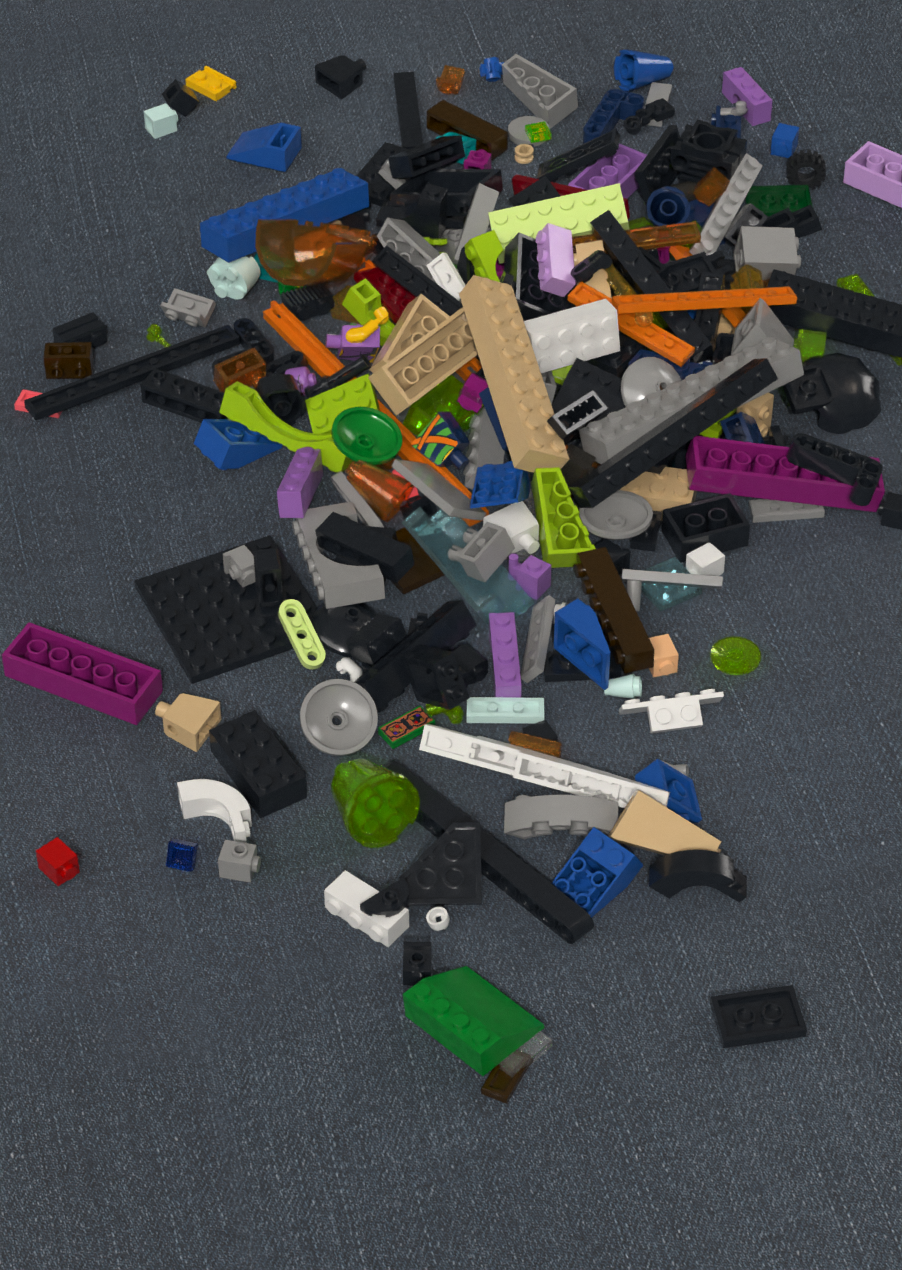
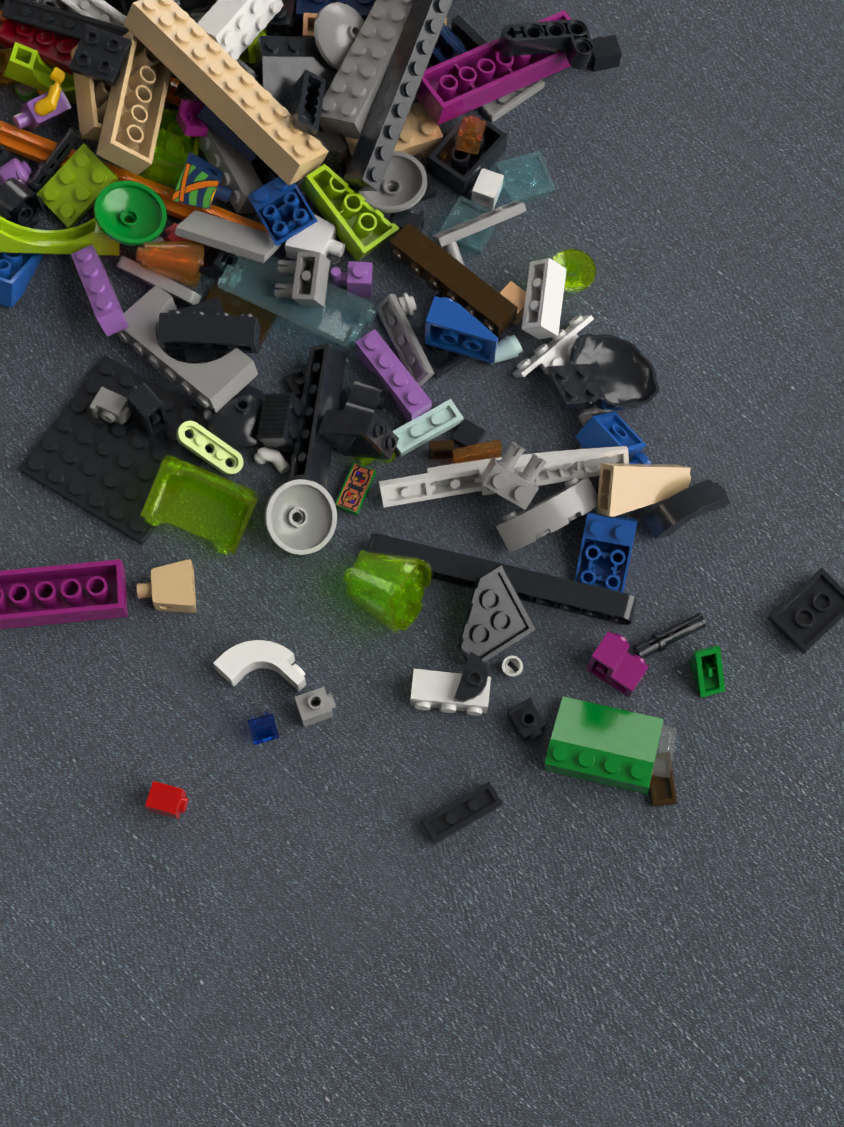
camera: 35 degrees left, 25 degrees up
(258, 665) = (200, 503): none -> clear neon green windscreen
(258, 764) = (262, 600): black brick -> none
(302, 1003) = (462, 813): none -> black plate
(423, 309) = (100, 55): none -> black plate
(502, 728) = (440, 449): none -> dark brown tile
(531, 958) = (616, 666): none -> magenta brick
(540, 771) = (507, 482): none -> light grey brick
(605, 969) = (661, 640): none -> black pin
(617, 1008) = (707, 671): none -> green slope
(686, 658) = (544, 298): none -> white brick
(697, 739) = (603, 375): none -> black animal
(711, 505) = (470, 134): none -> clear orange bracket
(748, 571) = (526, 177): none -> clear light blue plate

